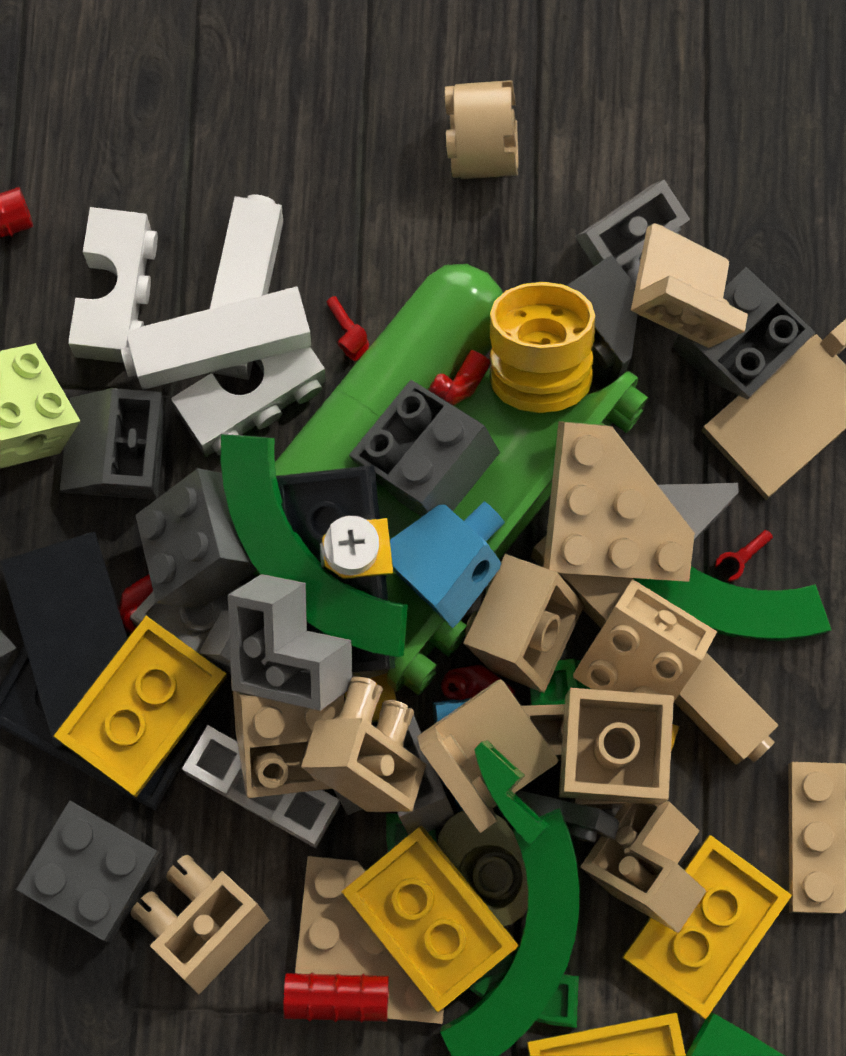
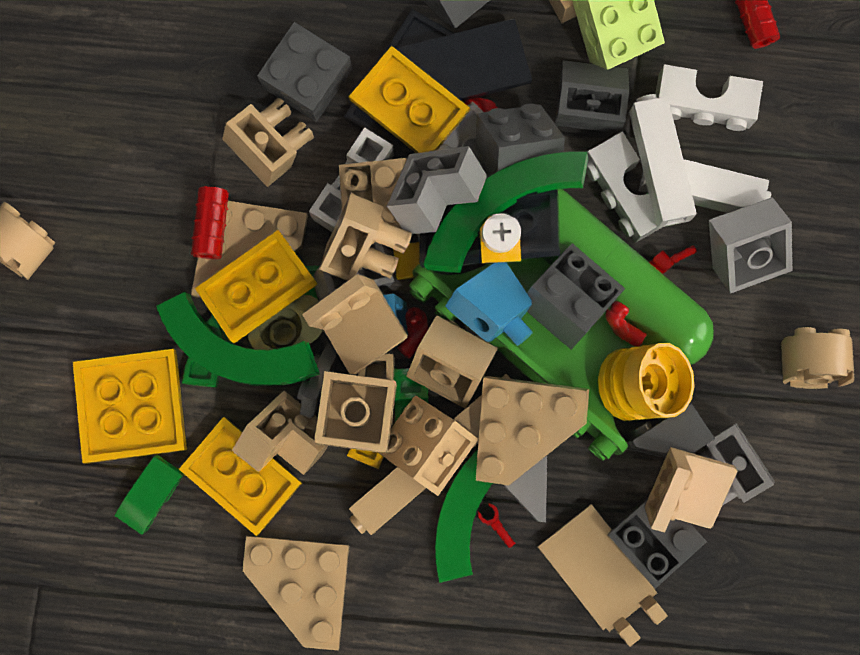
camera: 100 degrees right, 5 degrees up
(330, 217) = (751, 245): none -> light grey brick
(500, 778) = (339, 329): green slope -> none

